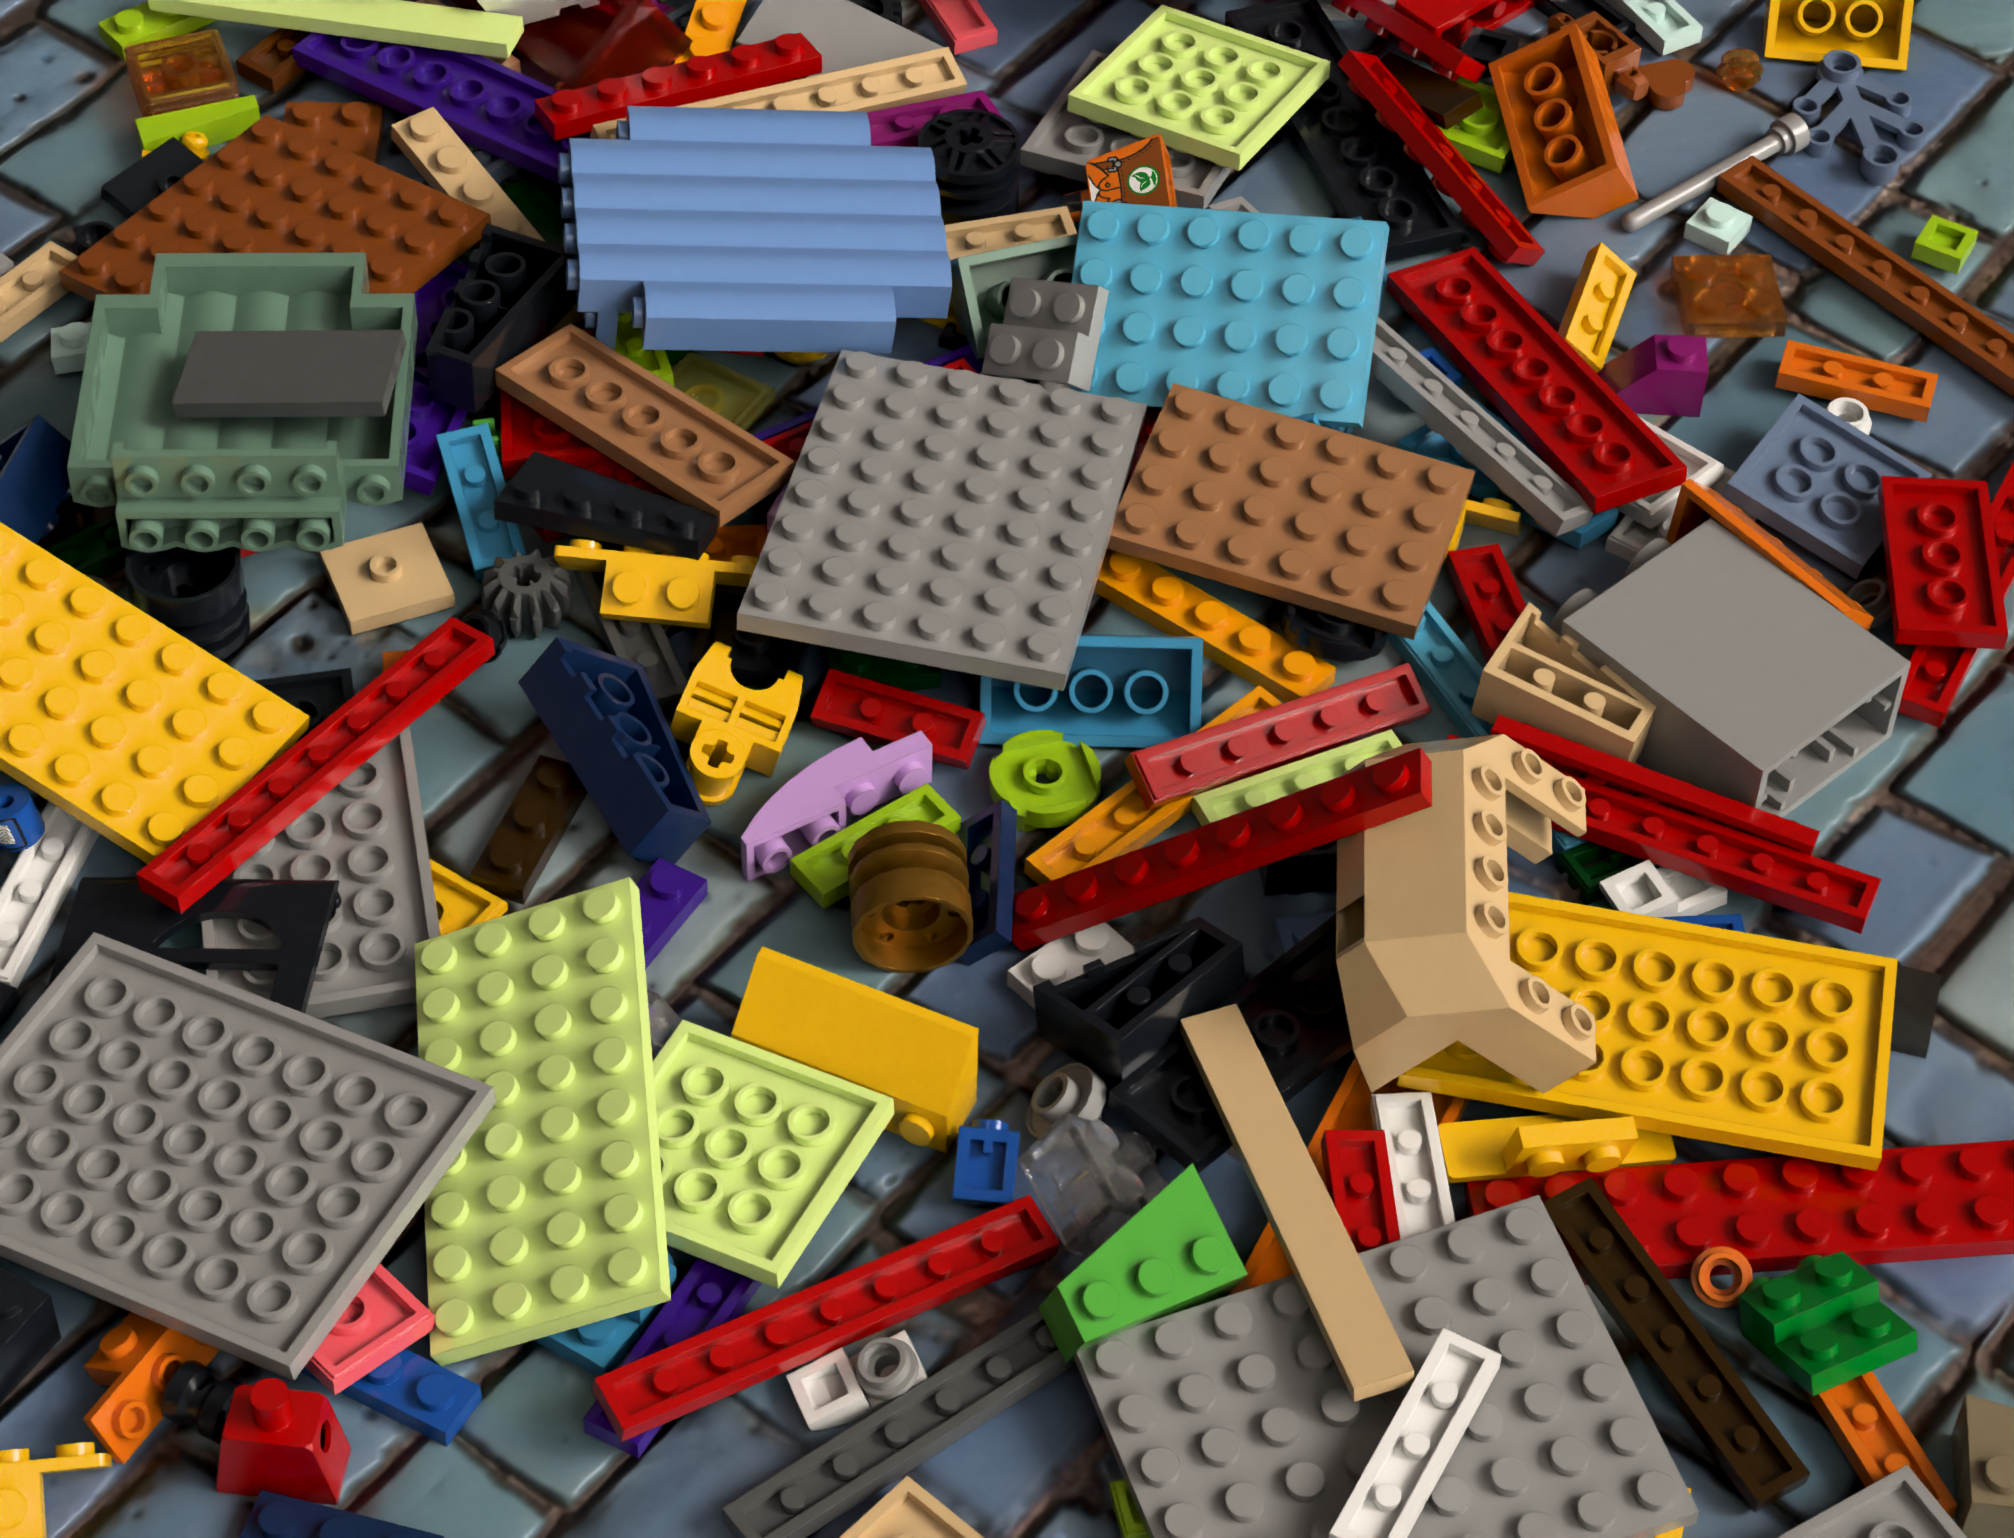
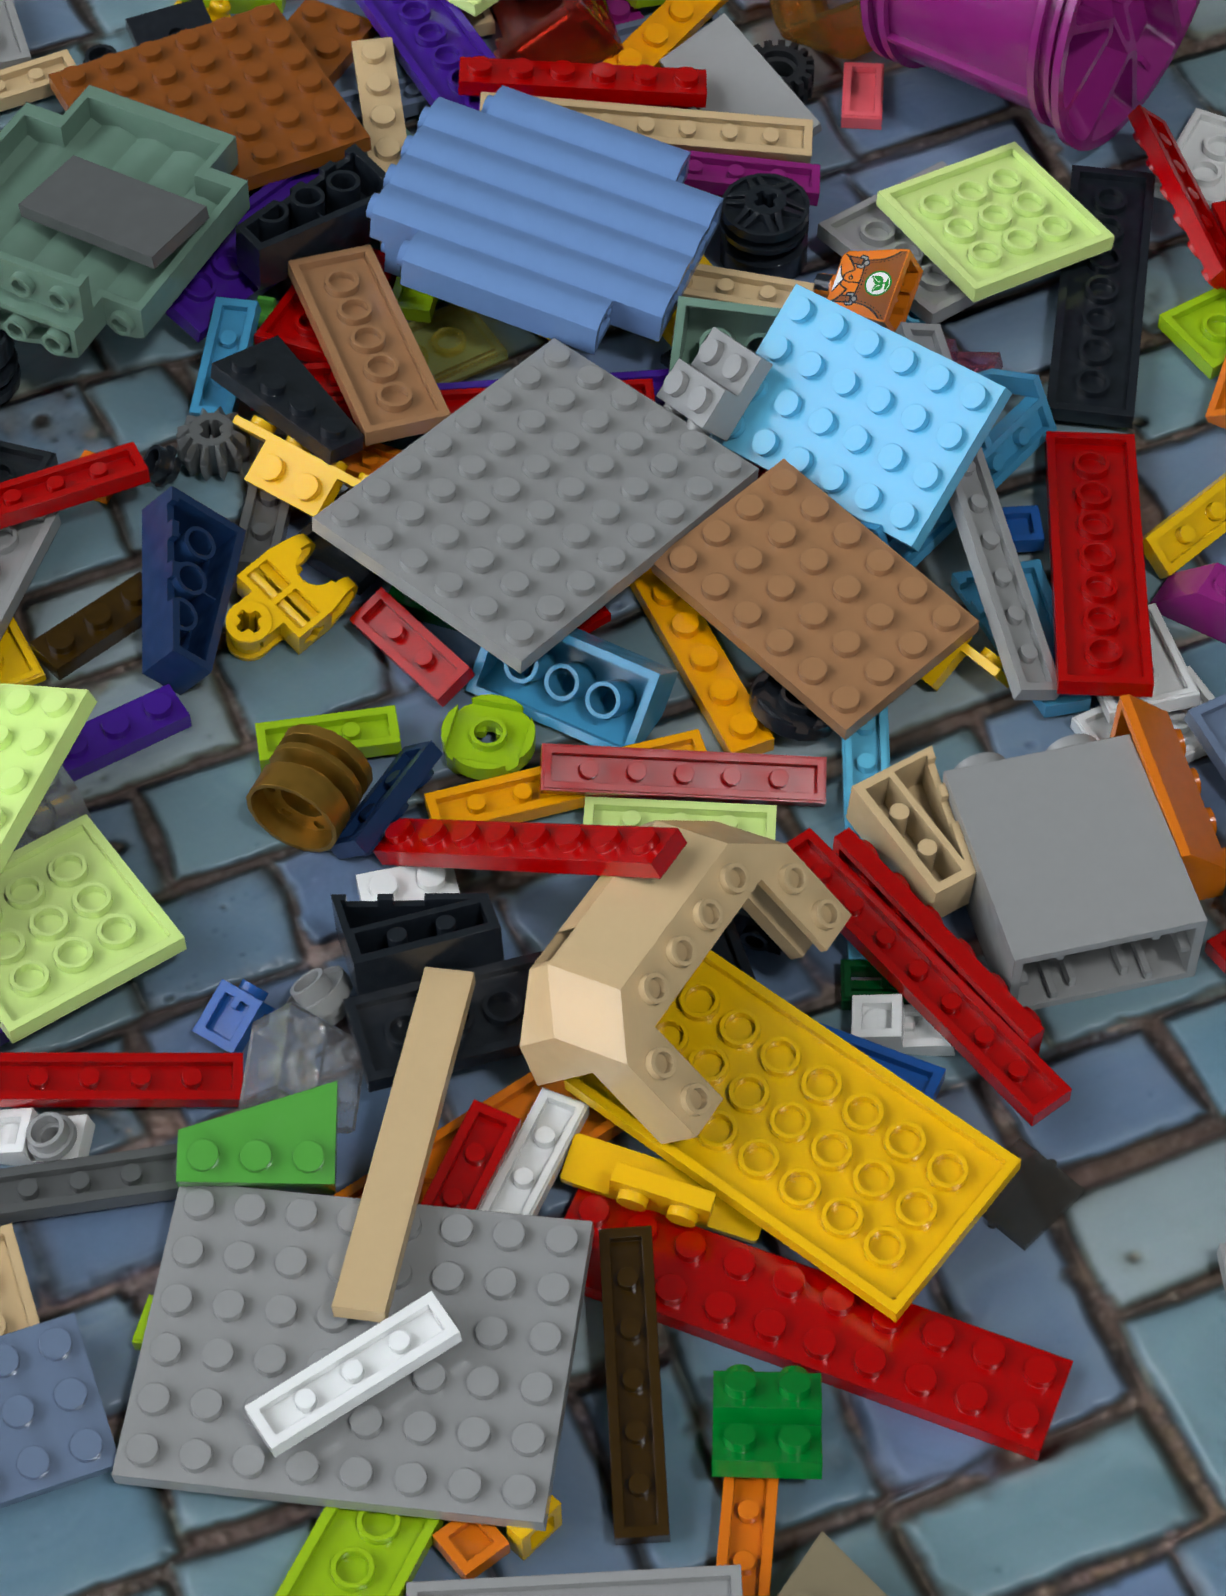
camera: 30 degrees right, 5 degrees up
(387, 578) = (129, 394): tan plate -> none
(828, 793) = (316, 684): lavender slope -> none
(867, 1040) = (195, 890): yellow slope -> none
(1431, 148) = (1154, 350): red plate -> none
(1437, 95) = (1182, 286): dark brown tile -> none
(1486, 593) = (941, 722): red plate -> none
(1700, 1276) = (705, 1346): orange plate -> none

